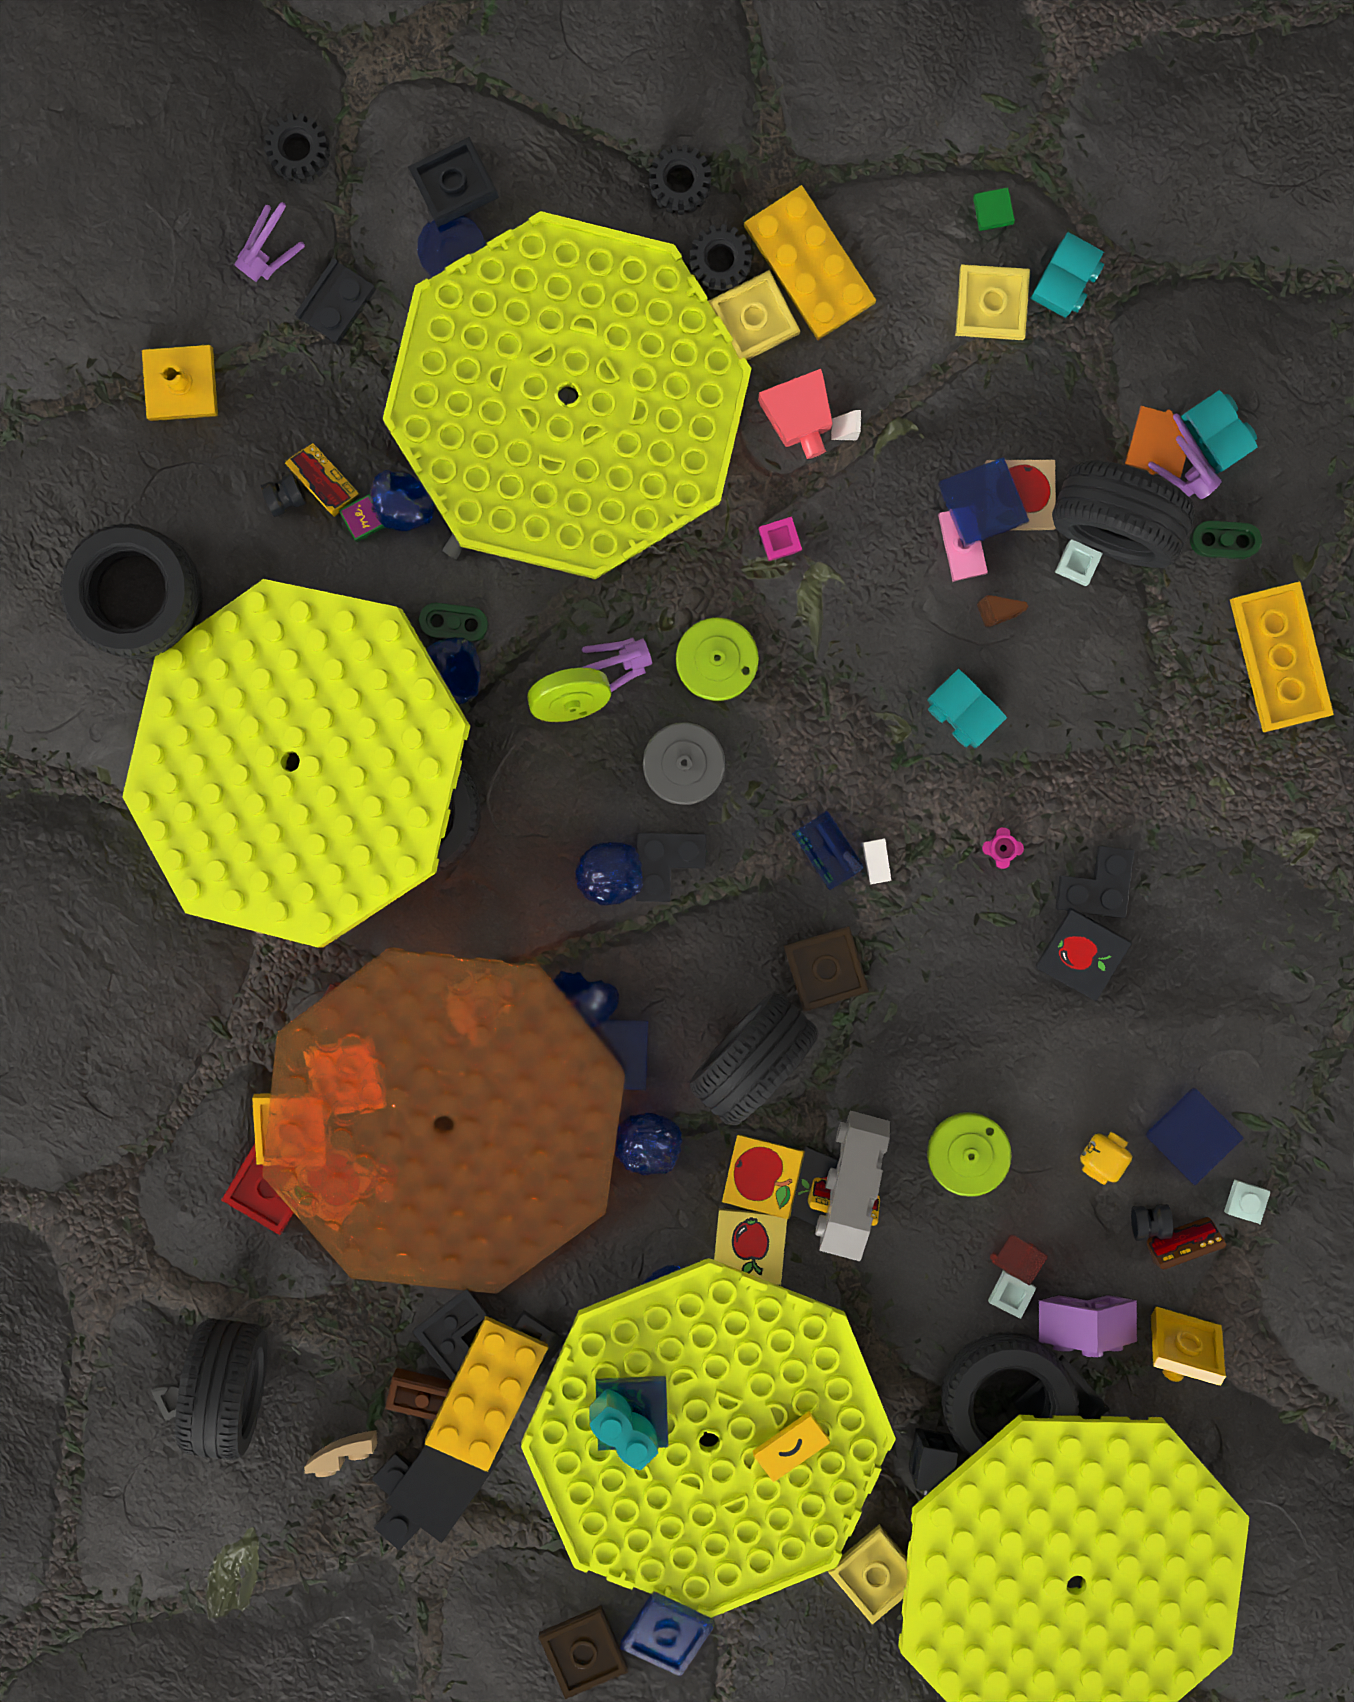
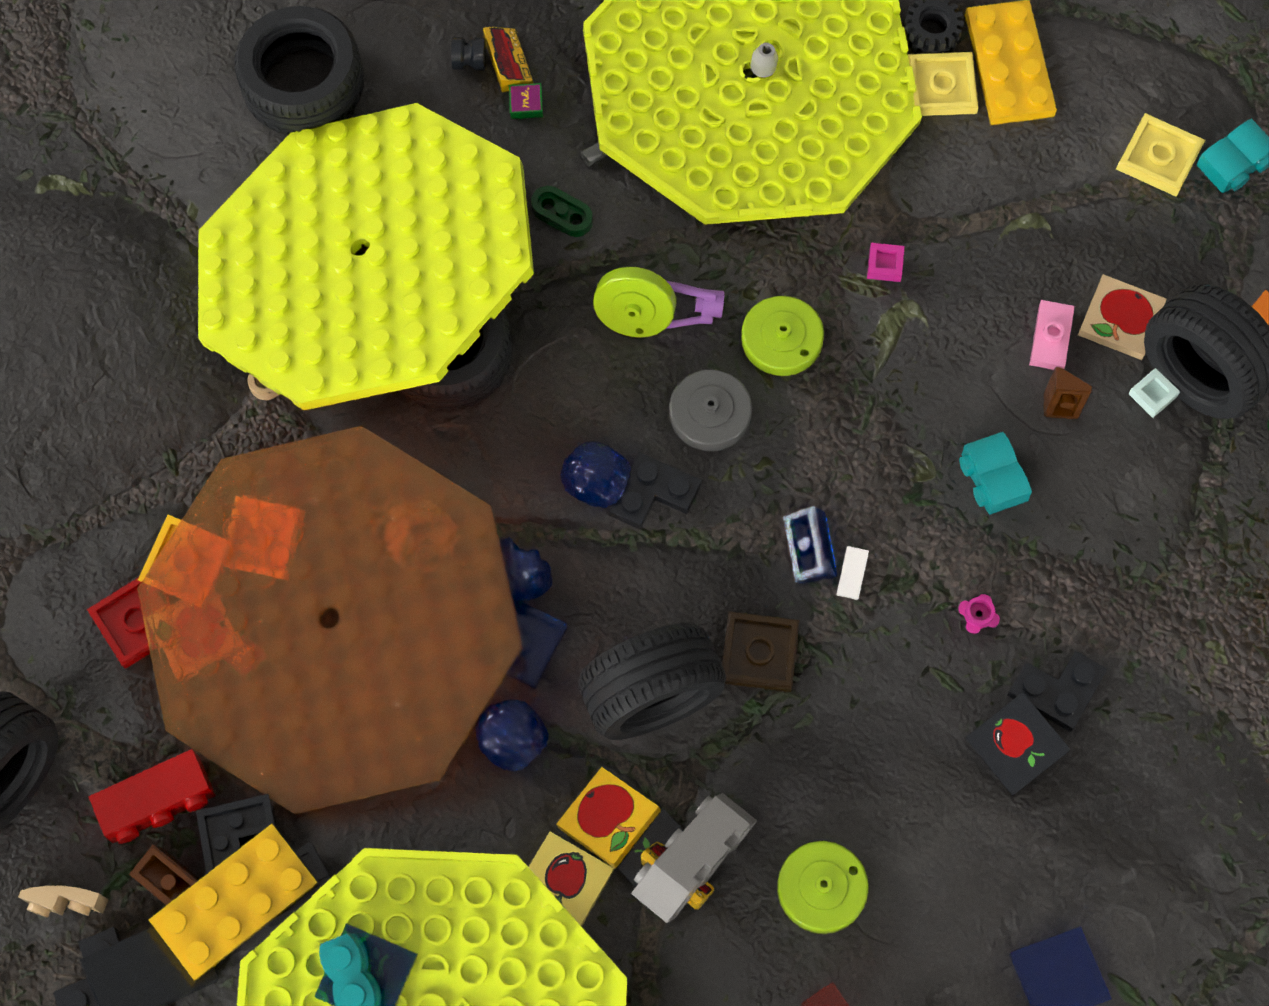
camera: 25 degrees right, 20 degrees down
(370, 1336) = (152, 797): none -> red brick
(400, 501) = (565, 95): clear blue hair -> none
(458, 666) = (548, 241): clear blue hair -> none
(577, 389) = (764, 60): none -> light grey hose
(799, 412) = (948, 167): coral torso -> none
(846, 426) = (987, 197): white piece -> none
(983, 502) = (1085, 303): clear blue tile -> none
(993, 209) = (1191, 83): green tile -> none
(1106, 1157) = (960, 954): yellow head -> none

